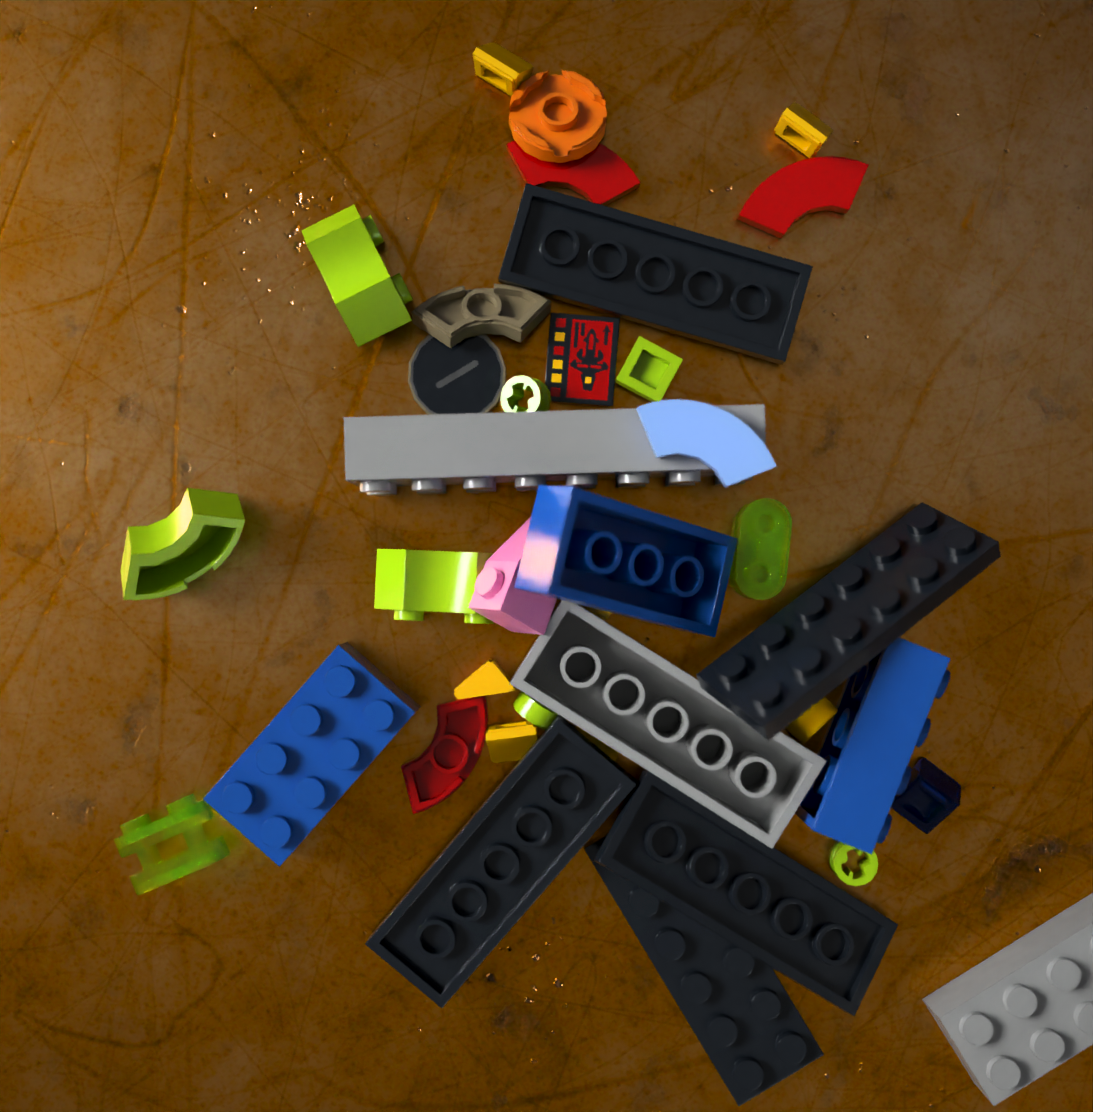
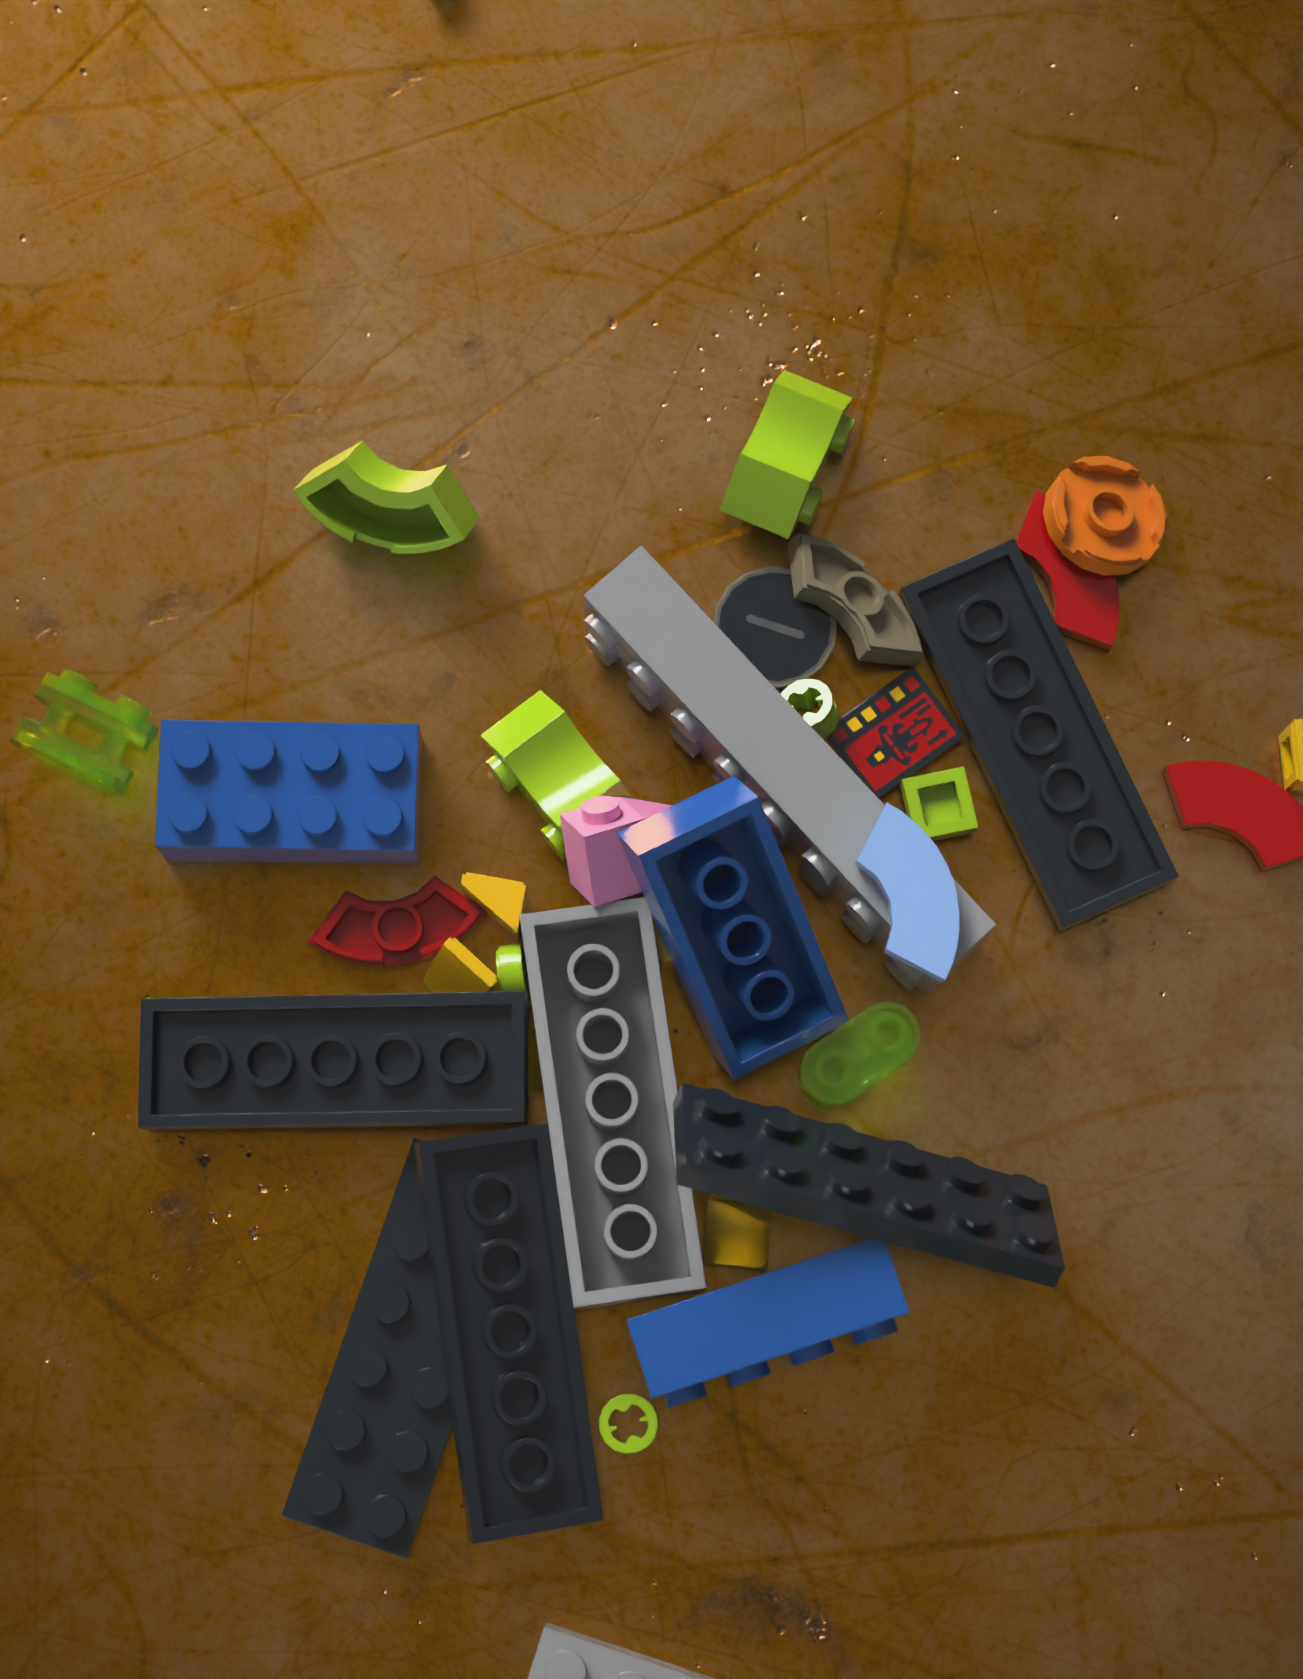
camera: 45 degrees right, 10 degrees down
(500, 67) = (1105, 424): yellow slope -> none
(928, 796) = (757, 1443): clear blue slope -> none

